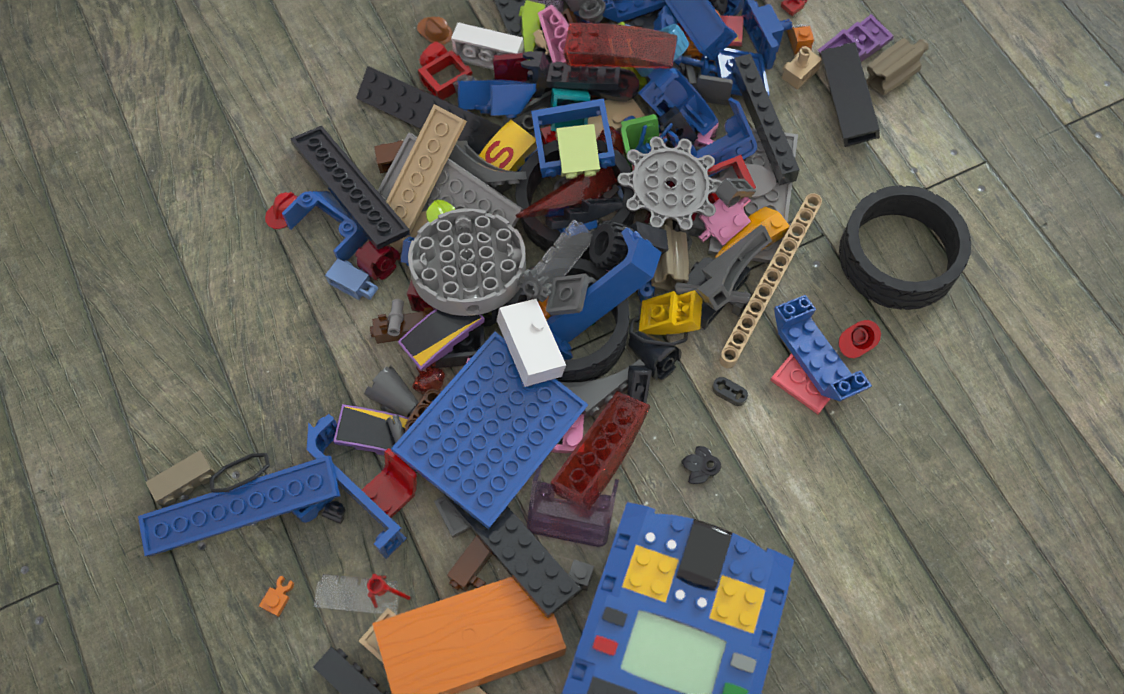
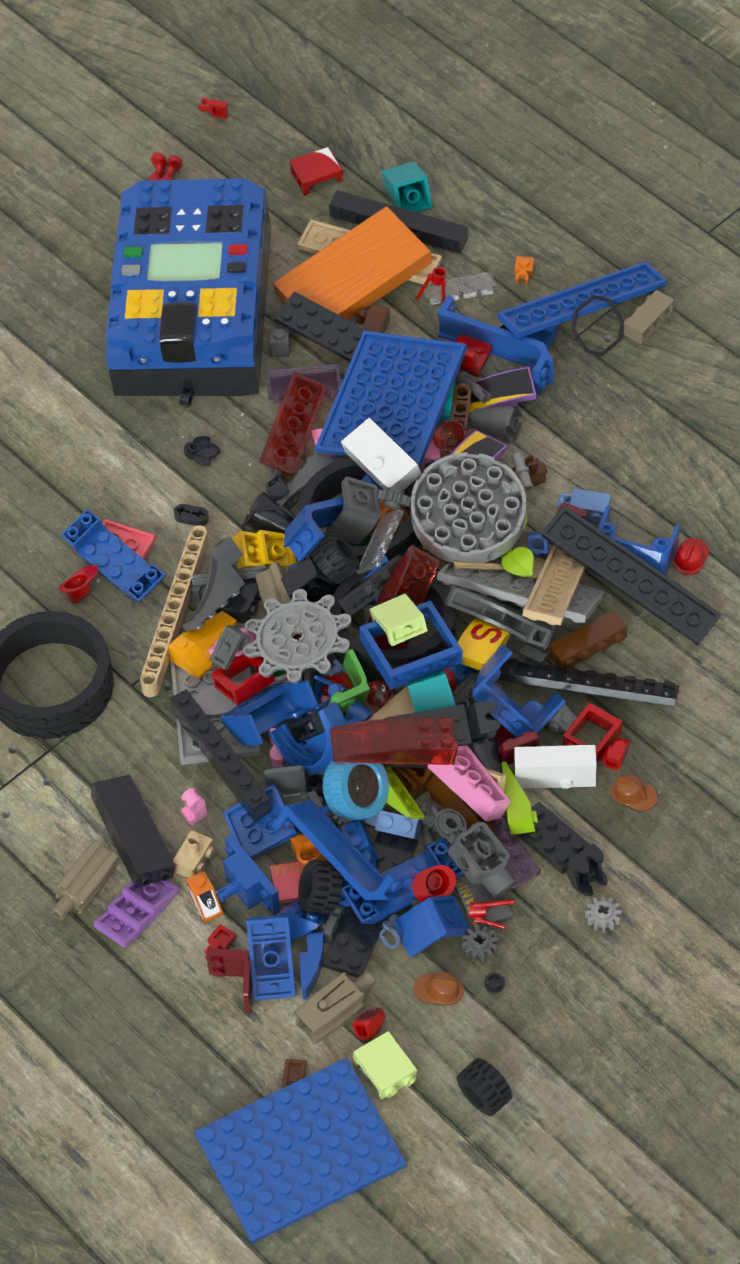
camera: 165 degrees right, 10 degrees down
(447, 360) = (445, 432): none -> clear red piece
(792, 101) = (194, 807): none -> bright pink leg

